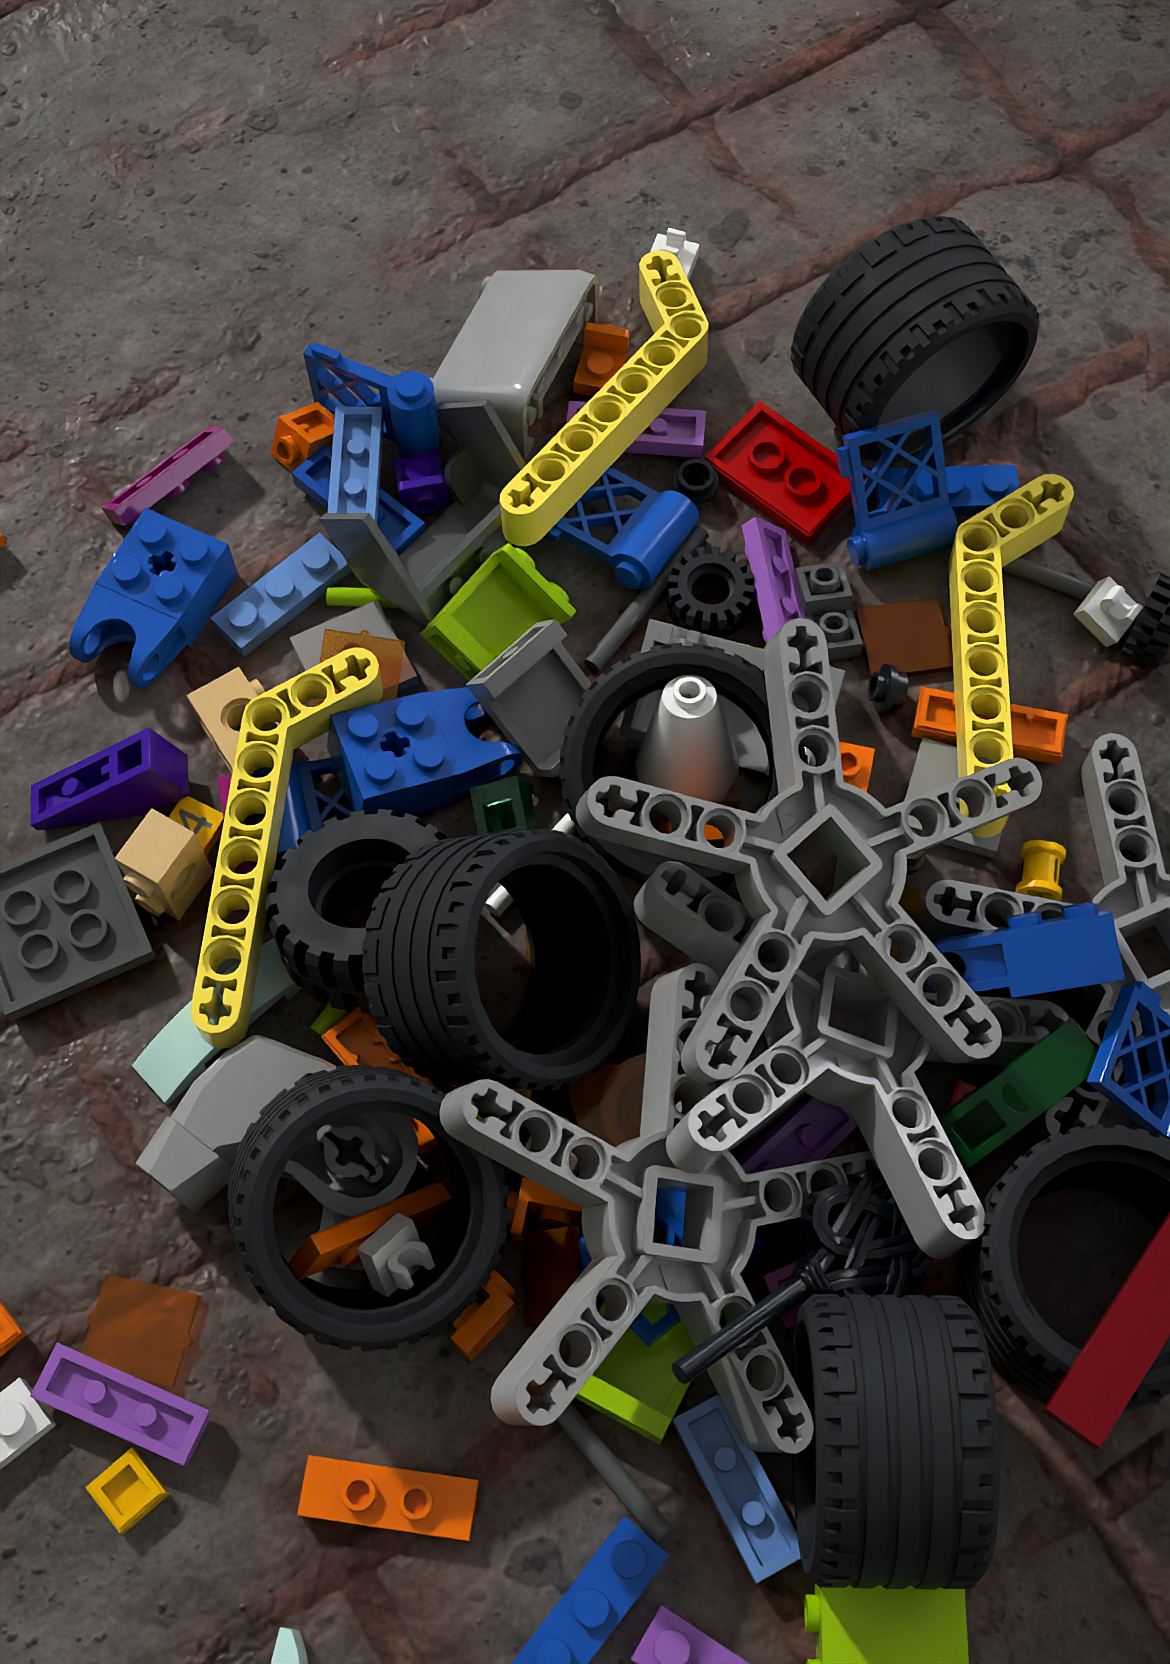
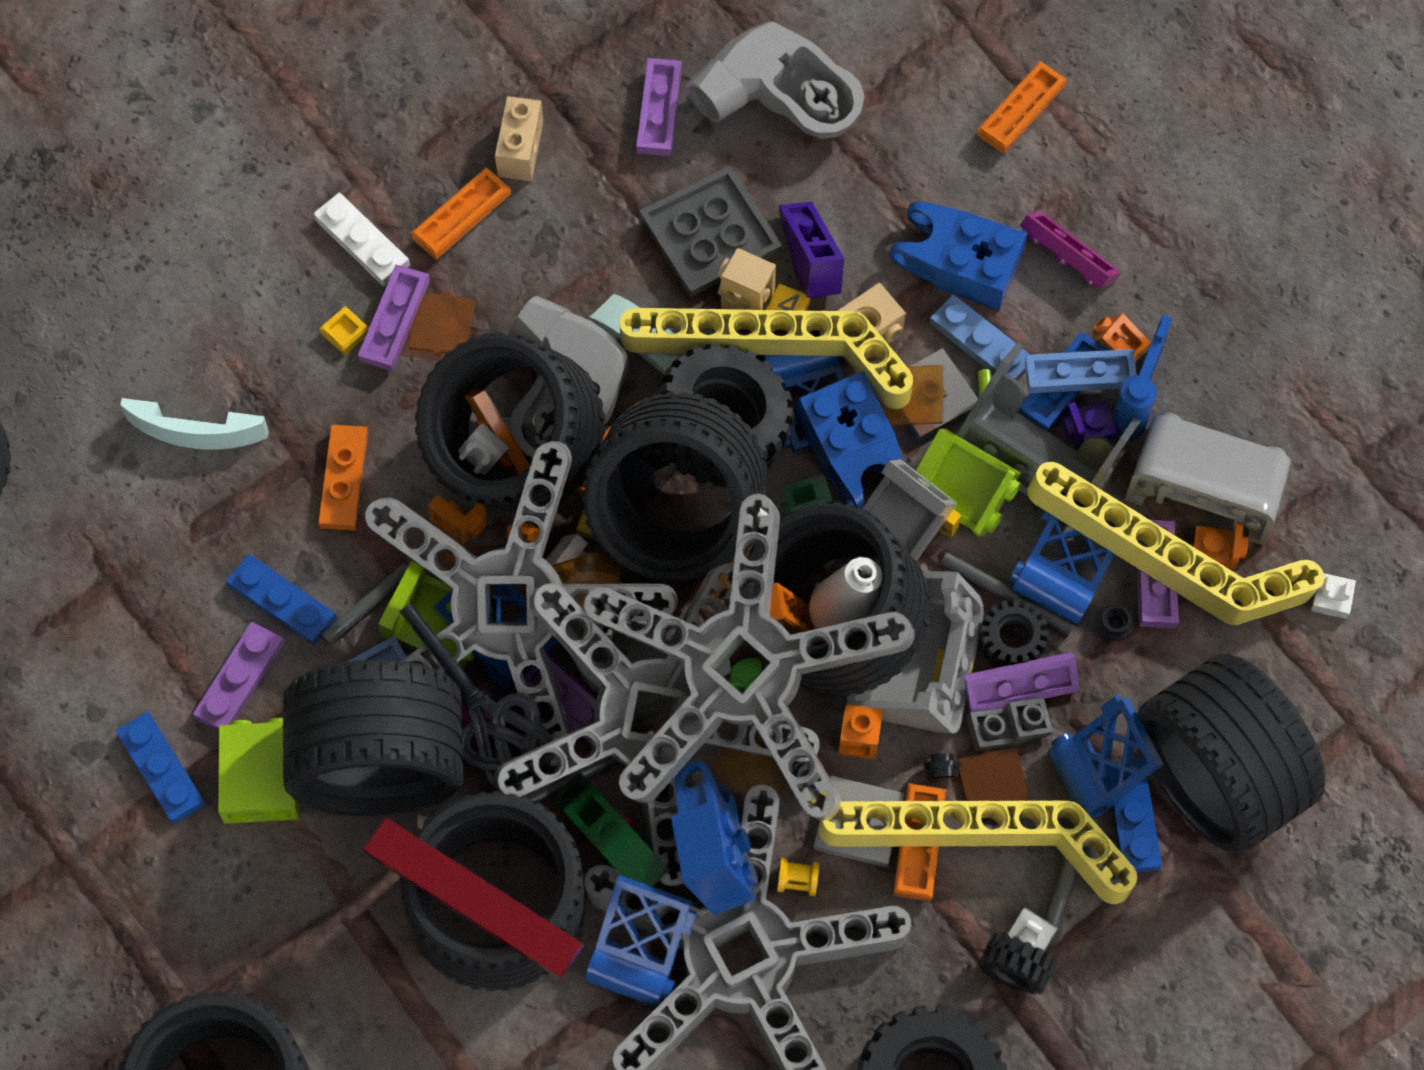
camera: 85 degrees right, 0 degrees up
(781, 472) = (1135, 672): red tile -> none

